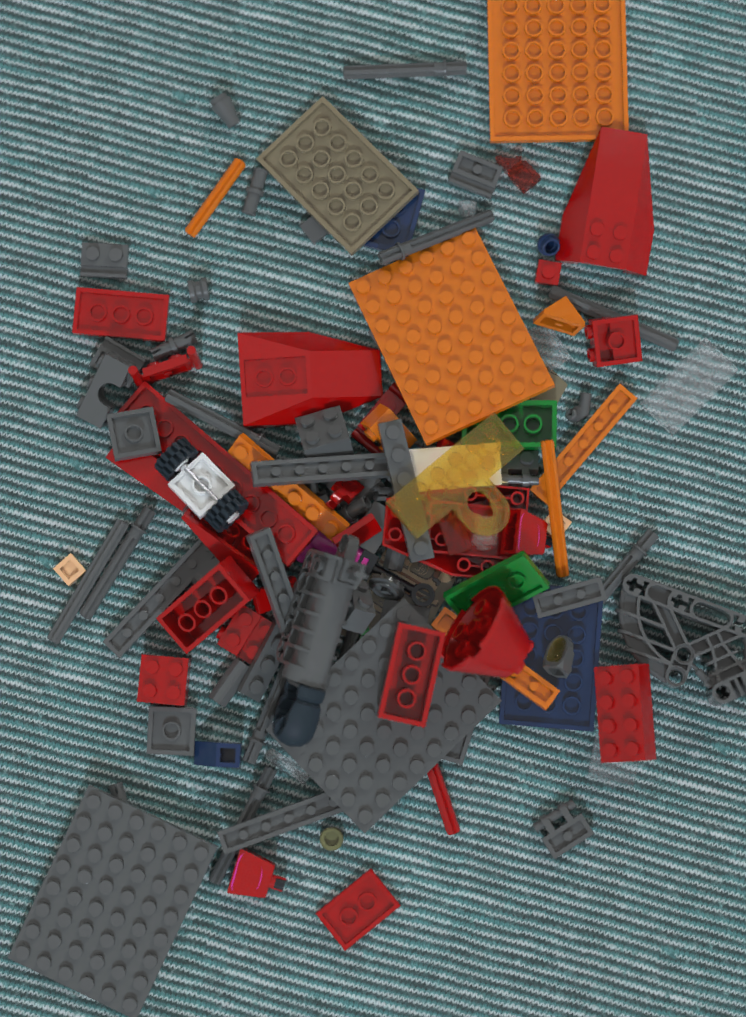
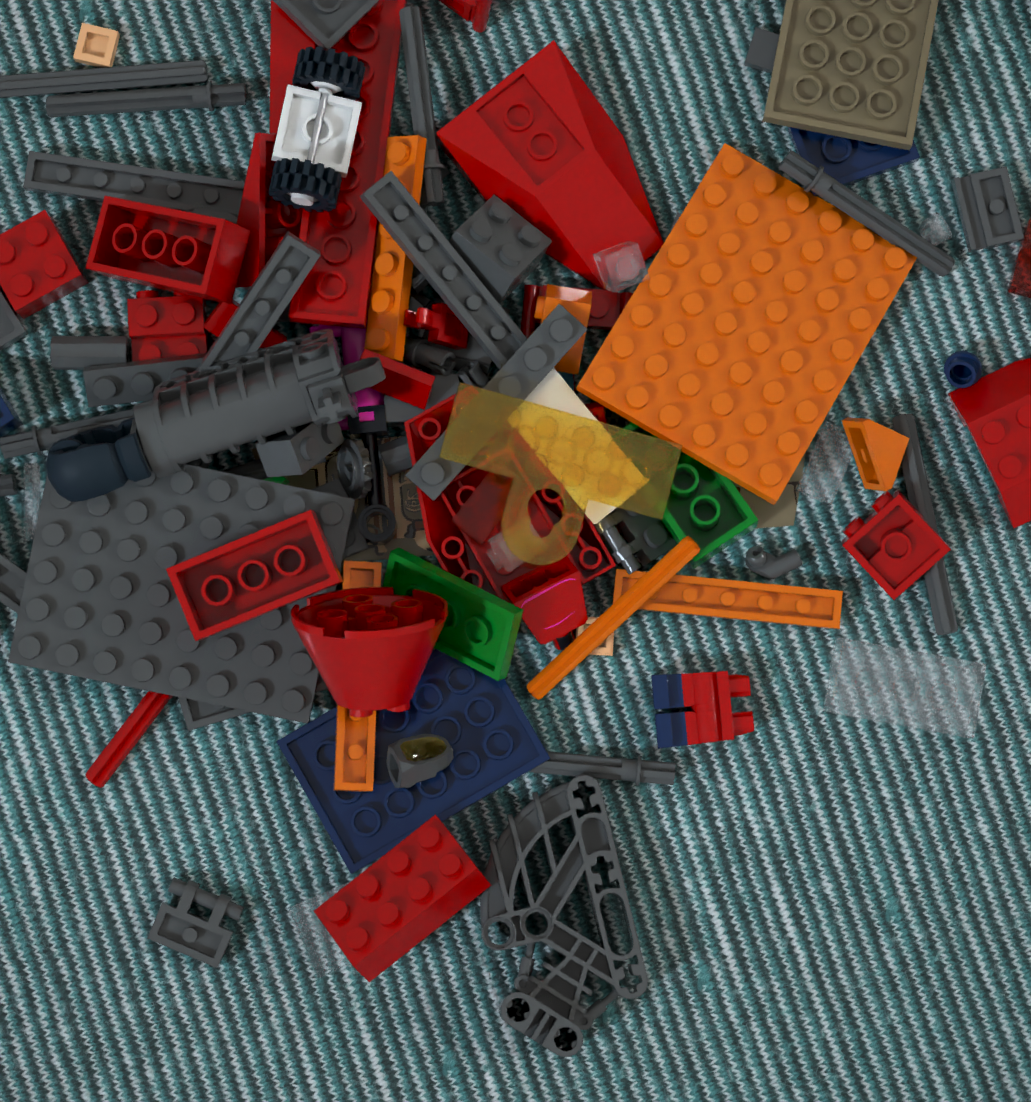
camera: 55 degrees right, 0 degrees up
(377, 379) = (621, 266): none -> clear brick
(548, 273) = (924, 396): red plate -> none
(569, 597) = (506, 718): dark grey plate -> none
(636, 492) = (710, 704): none -> red hips

